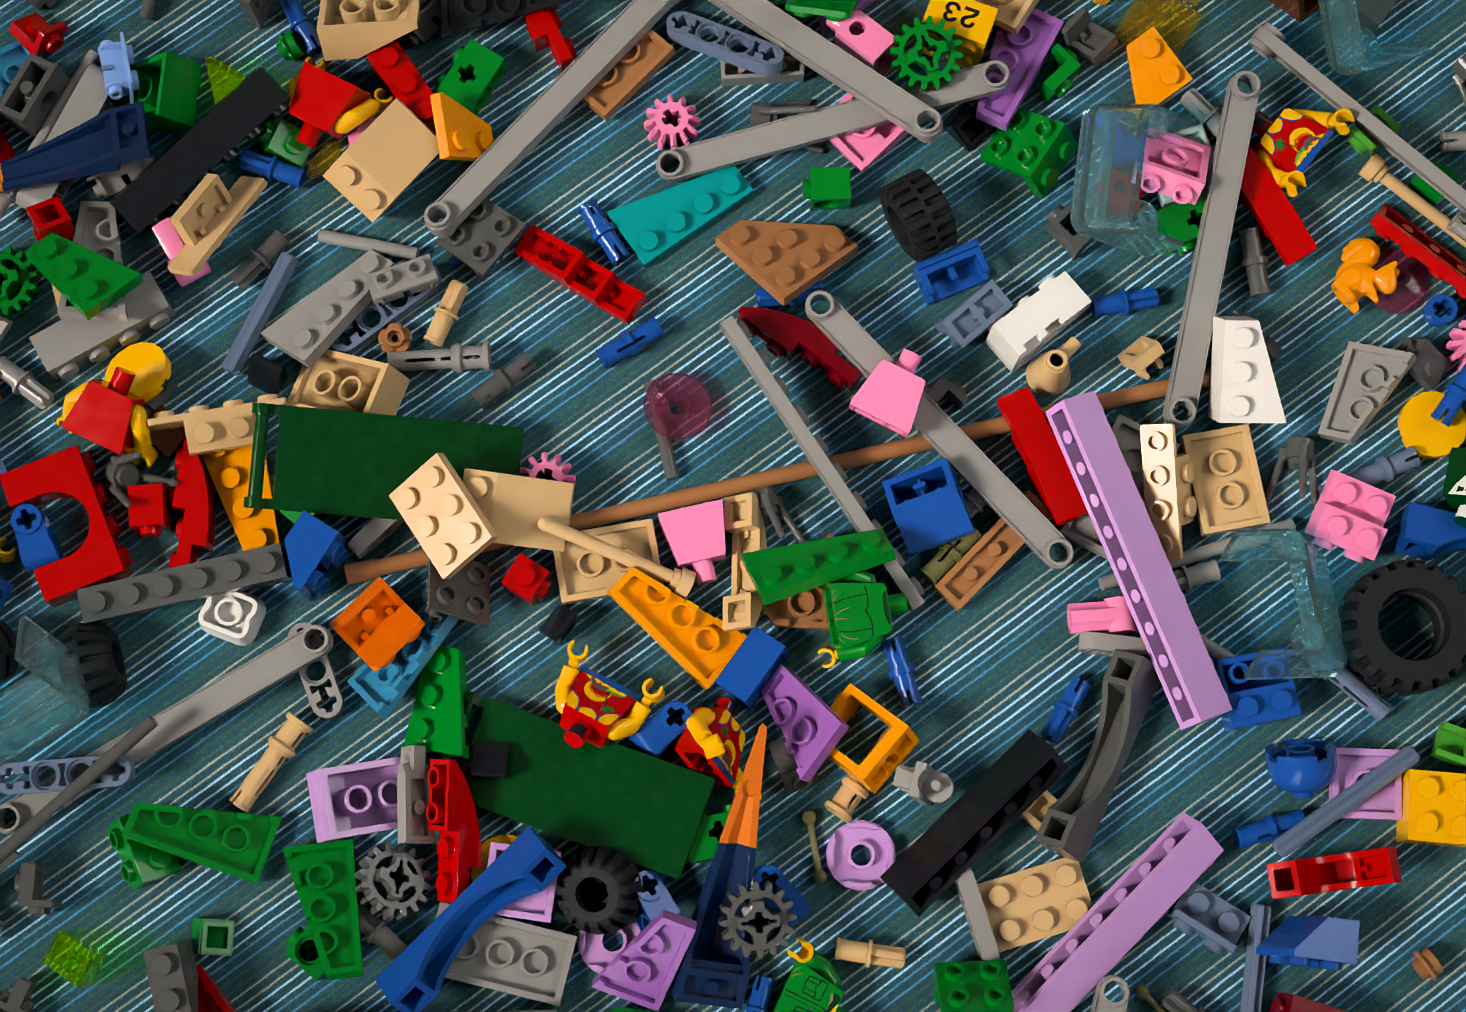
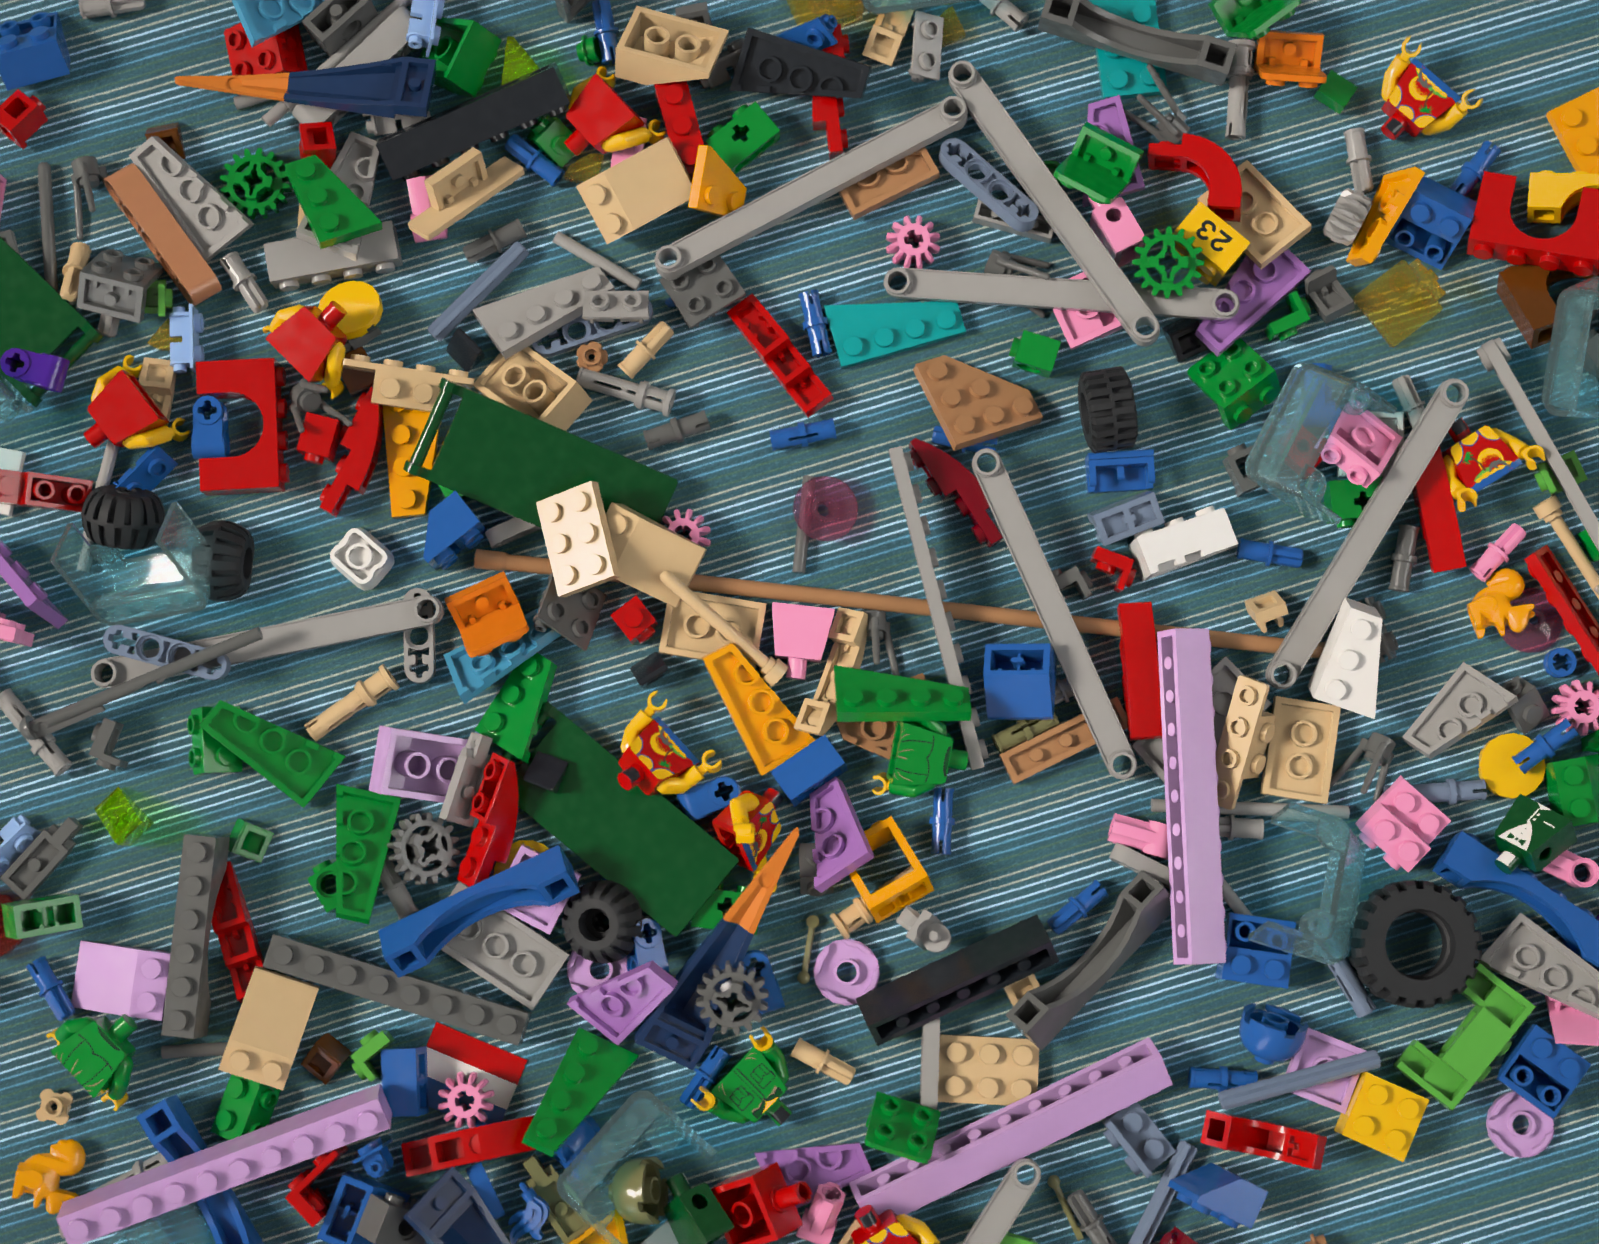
camera: 20 degrees right, 5 degrees up
(184, 583) = (328, 518): dark grey arch -> none
(891, 393) = (1022, 568): bright pink torso -> none
(975, 361) = (1109, 562): none -> red bracket
(1051, 379) = (1170, 601): tan piece -> none
(1154, 69) = (1377, 346): light orange wing -> none
(1341, 226) = (1497, 552): none -> bright pink axle

